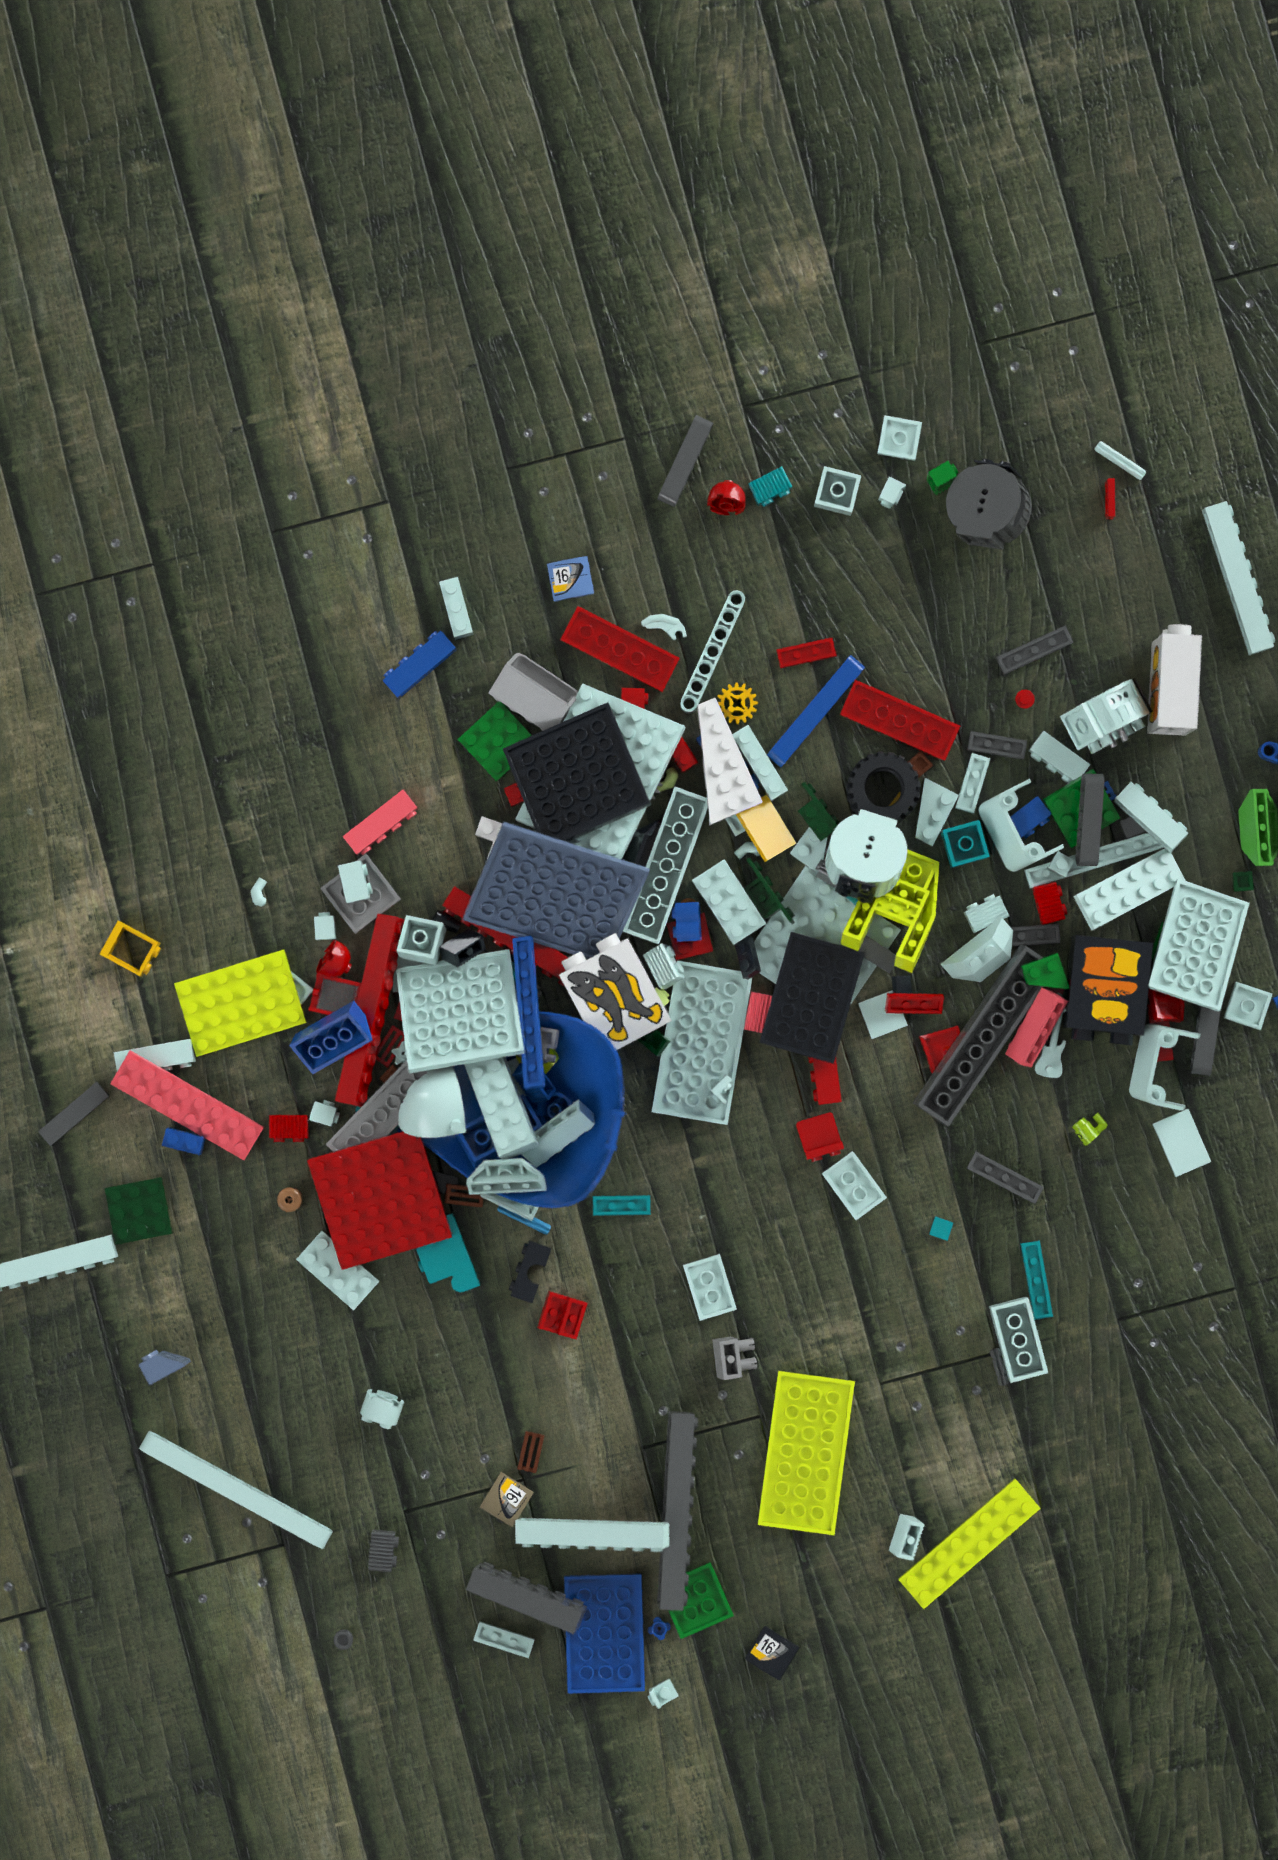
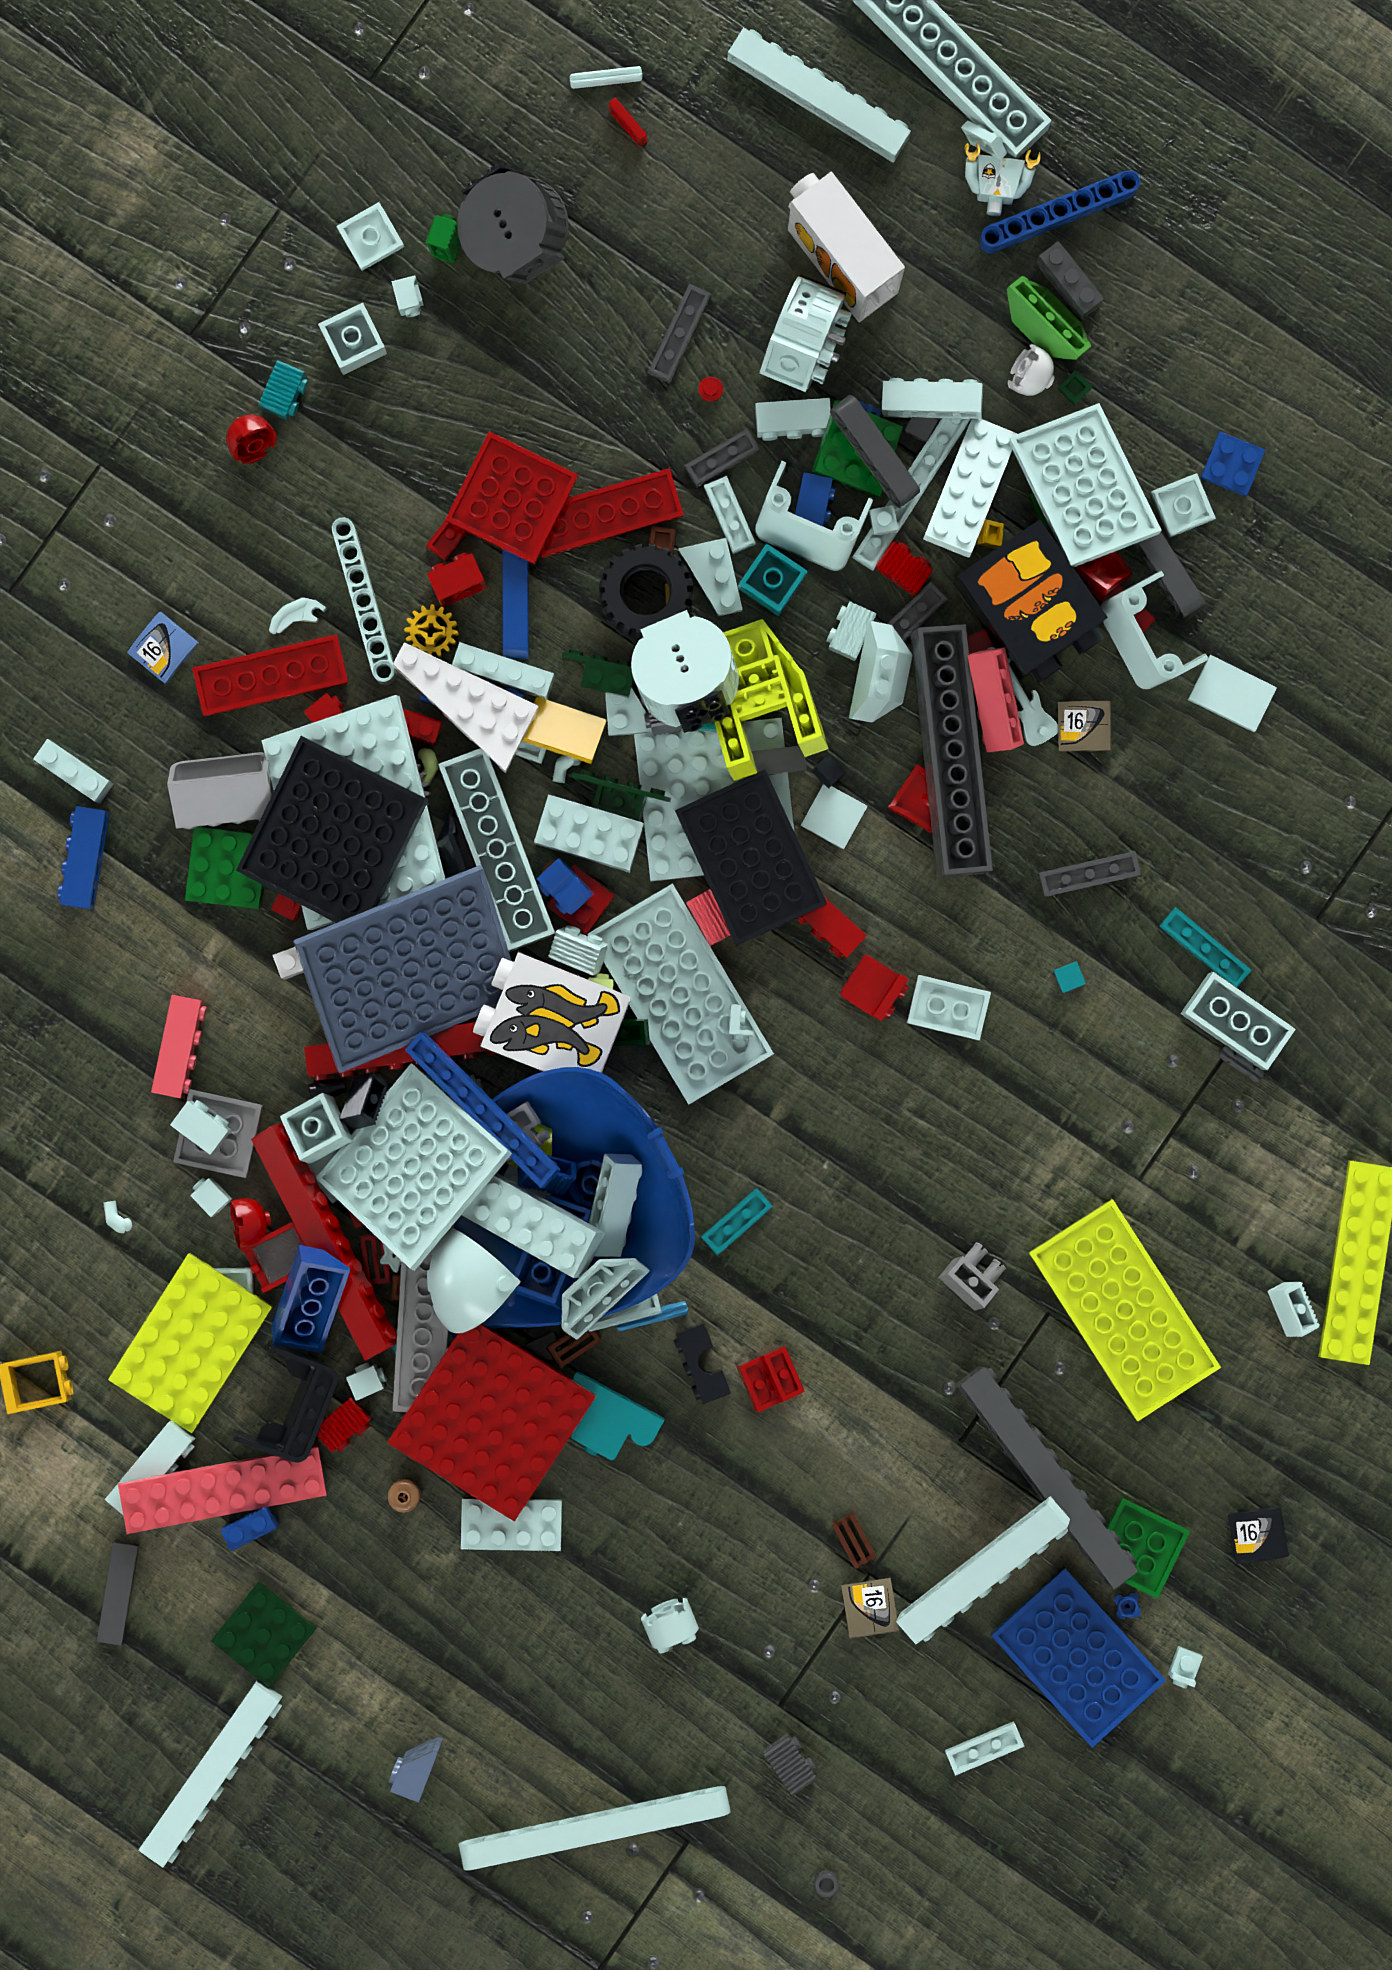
camera: 50 degrees left, 0 degrees up
(275, 1101) = (297, 1434): none -> black windscreen
(527, 1597) = (972, 1689): dark grey brick -> none
(685, 461) = (177, 436): dark grey beam -> none
(709, 1287) = (892, 1228): light aqua plate -> none
(747, 957) = (654, 872): black plate -> none
(777, 686) = (456, 580): none -> red brick
(851, 665) = (511, 497): none -> red plate
(914, 1003) = (855, 778): red tile -> none
(1045, 972) = (959, 637): green wing -> none
(1077, 1087) = (1084, 726): none -> slope
(1086, 1131) = (1131, 761): lime piece -> none
(1118, 926) = (991, 534): none -> yellow tile
(1224, 851) = (1032, 372): none -> white cylinder

